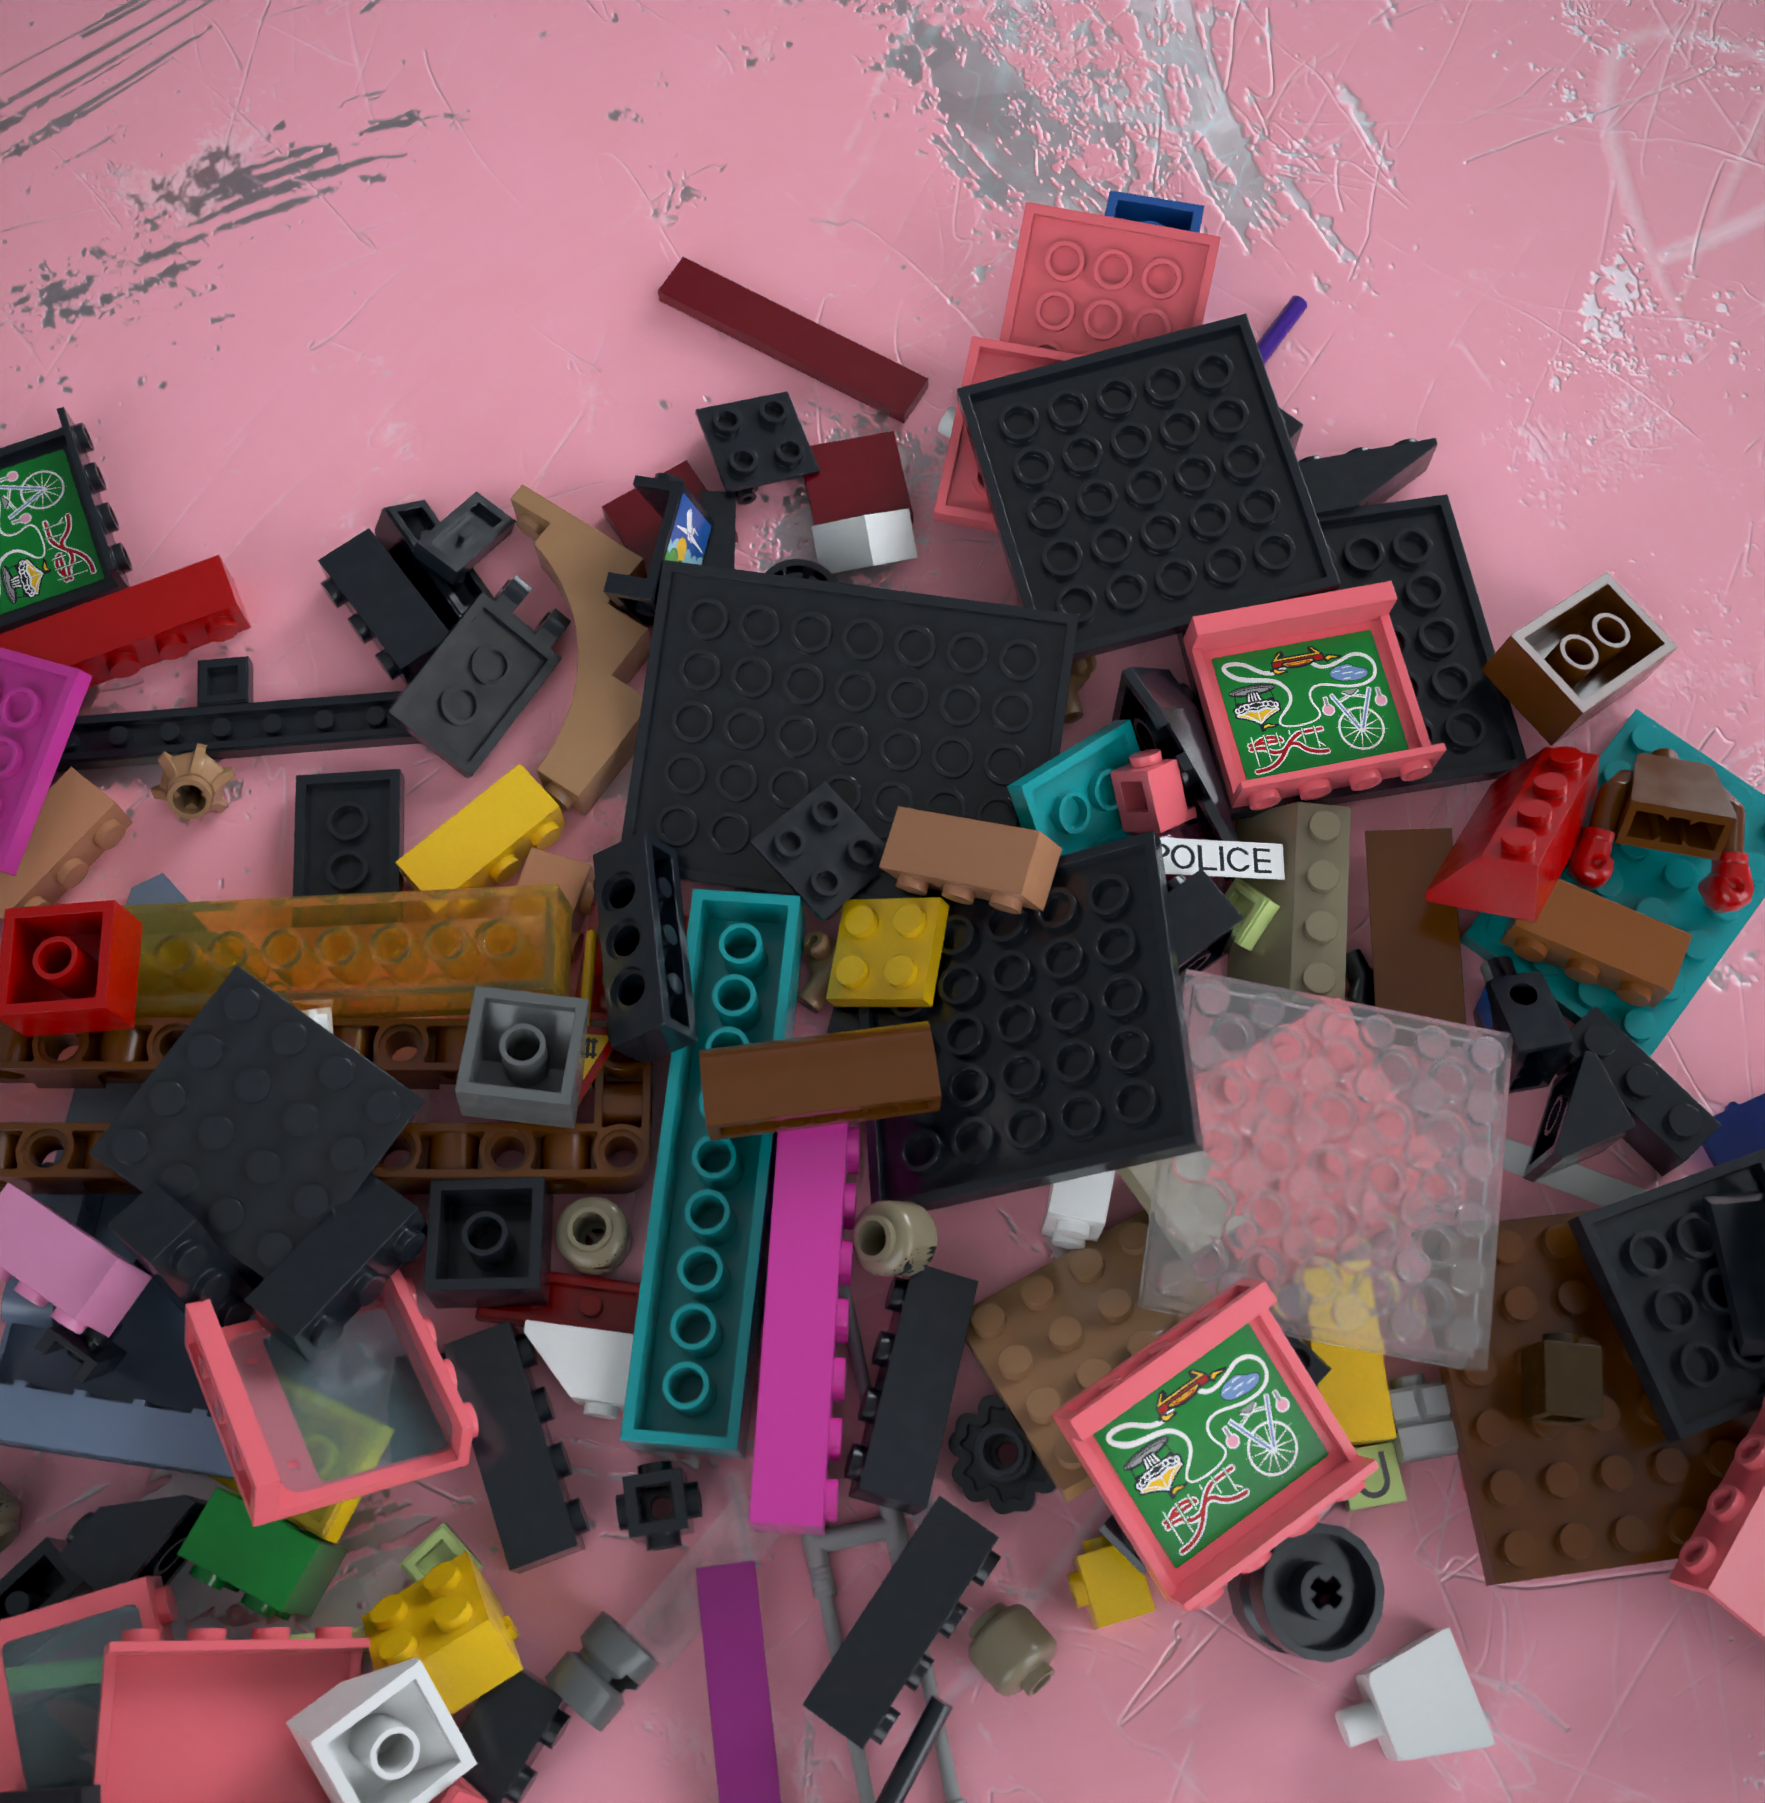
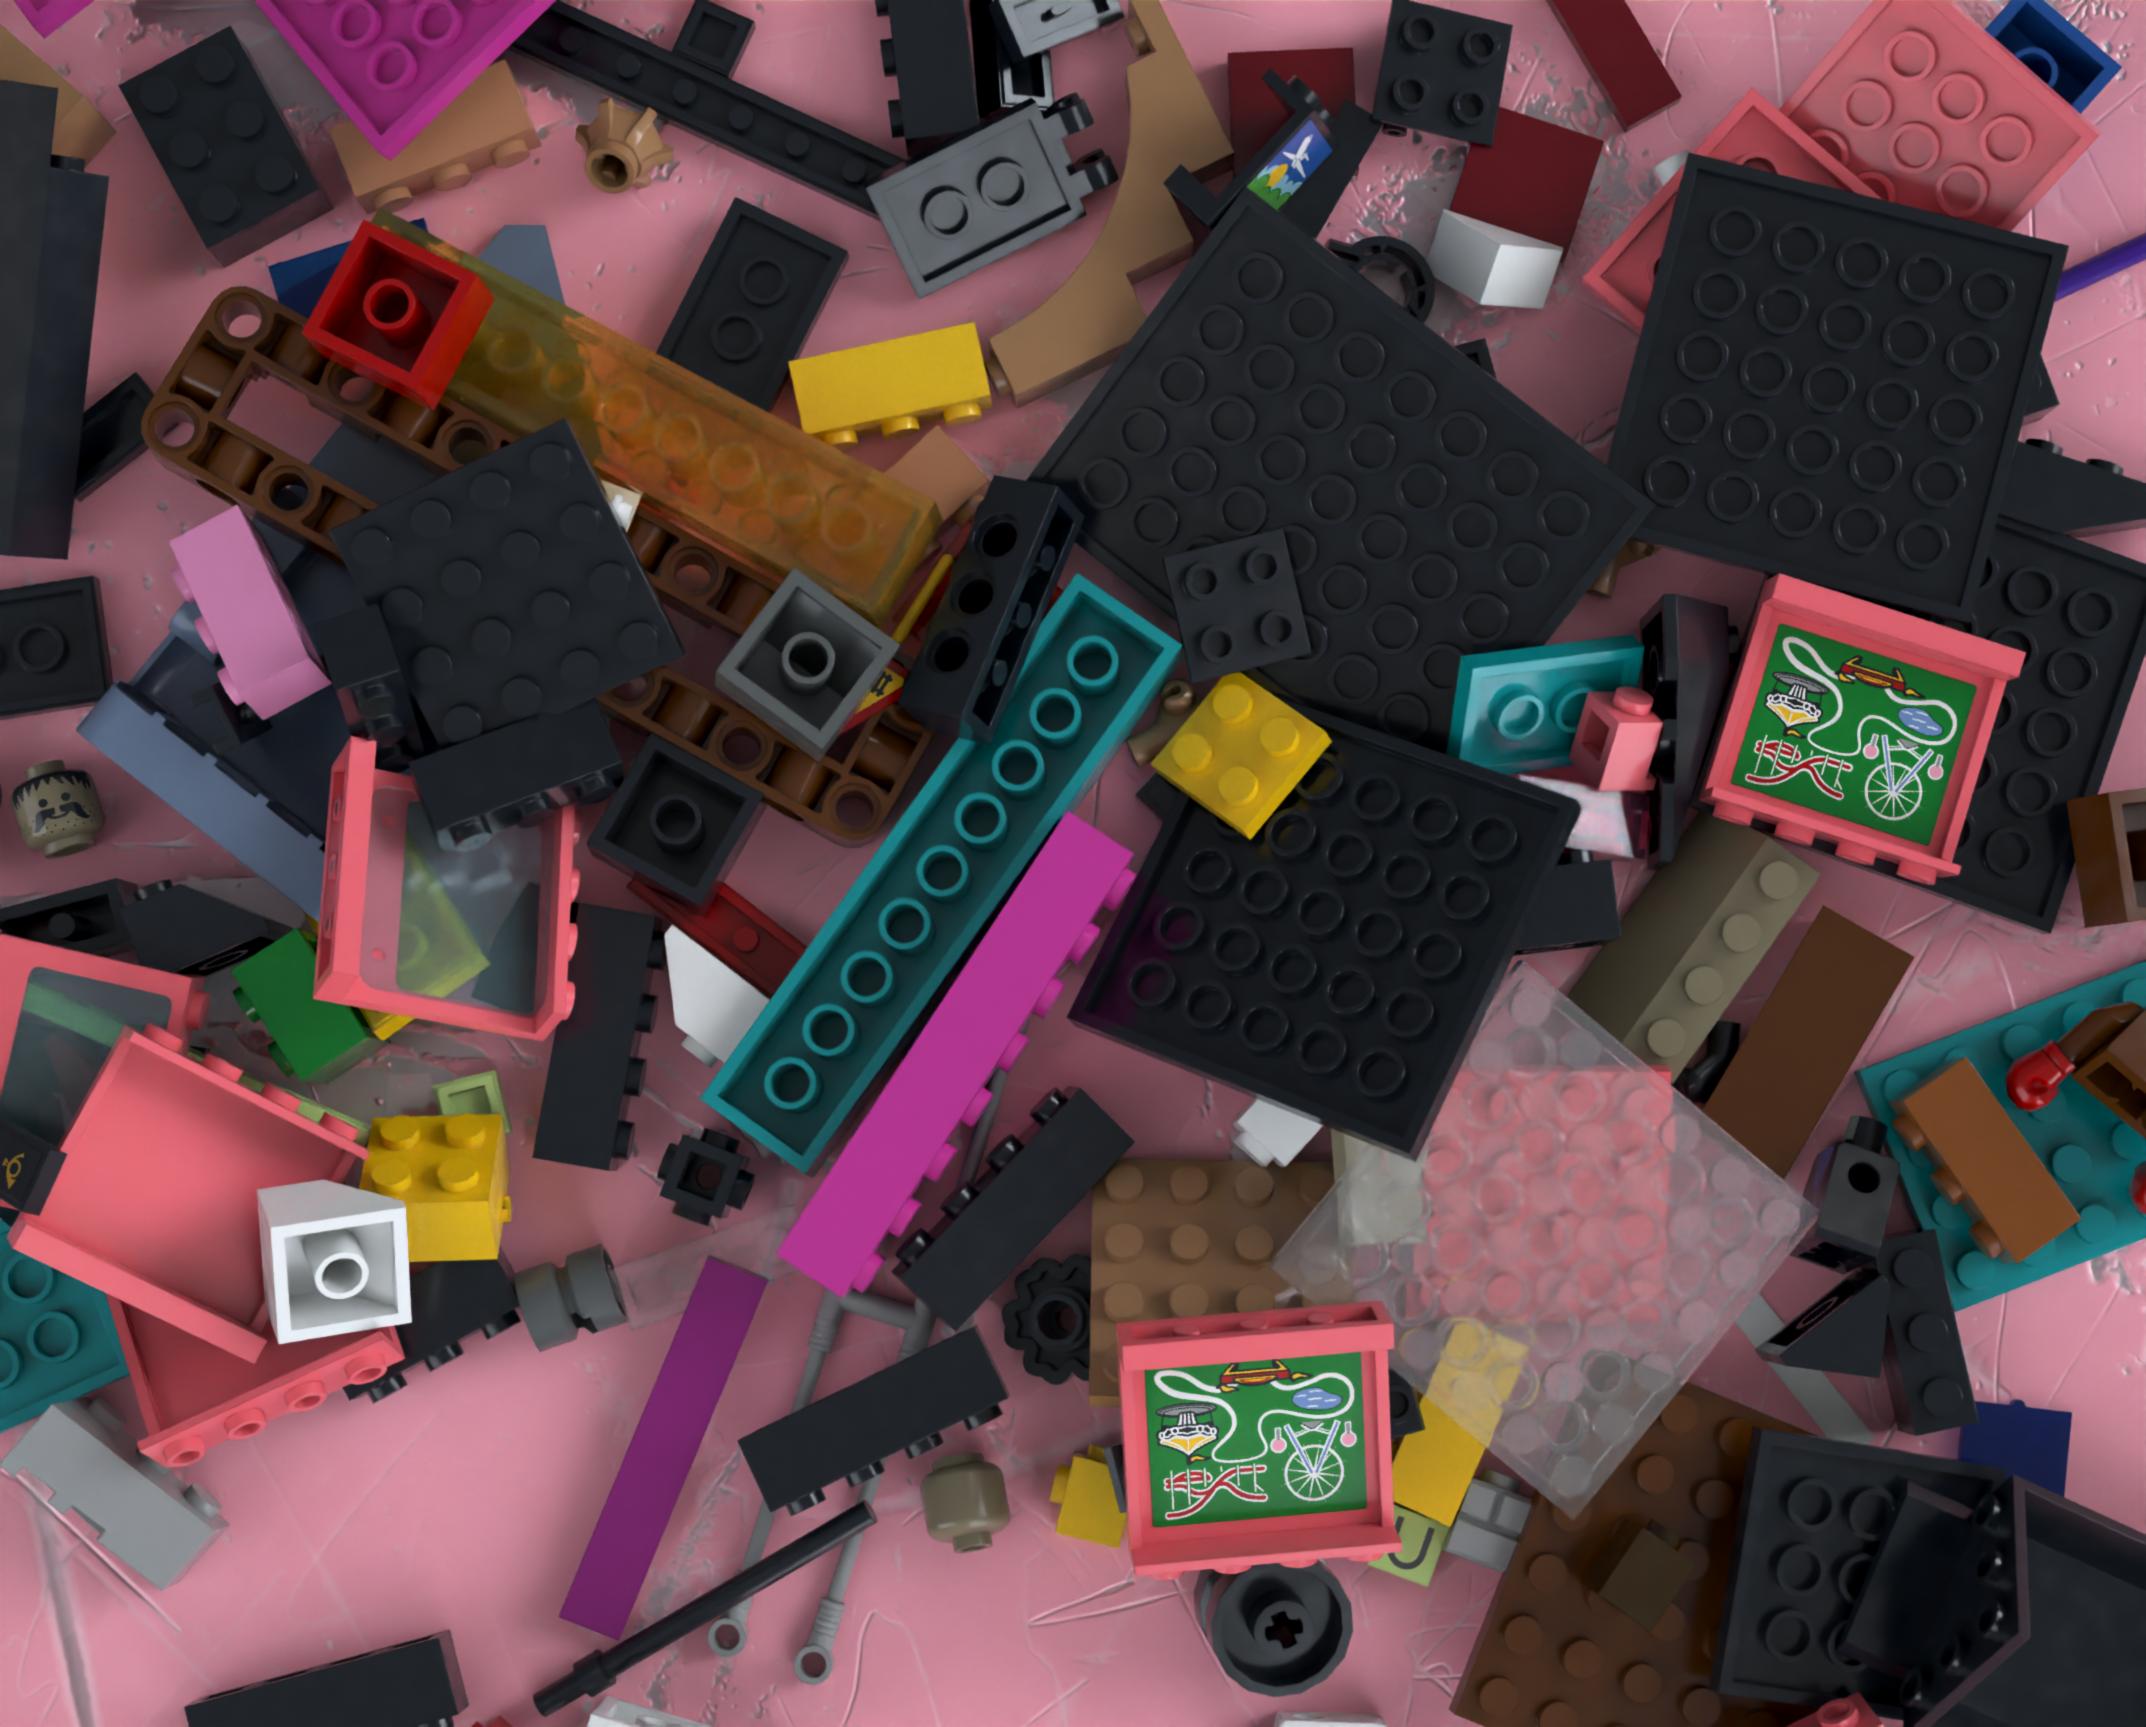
camera: 30 degrees right, 15 degrees up
(580, 1223) = (775, 854): dark tan head -> none
(819, 1080) = (1083, 863): reddish brown brick -> none
(894, 1238) = (1072, 1058): dark tan head -> none
(970, 860) = (1375, 713): nougat brick -> none
(1223, 858) = (1642, 851): white sticker -> none
(1254, 908) = (1644, 919): yellowish green tile -> none
(1520, 836) = (1972, 1012): red slope -> none

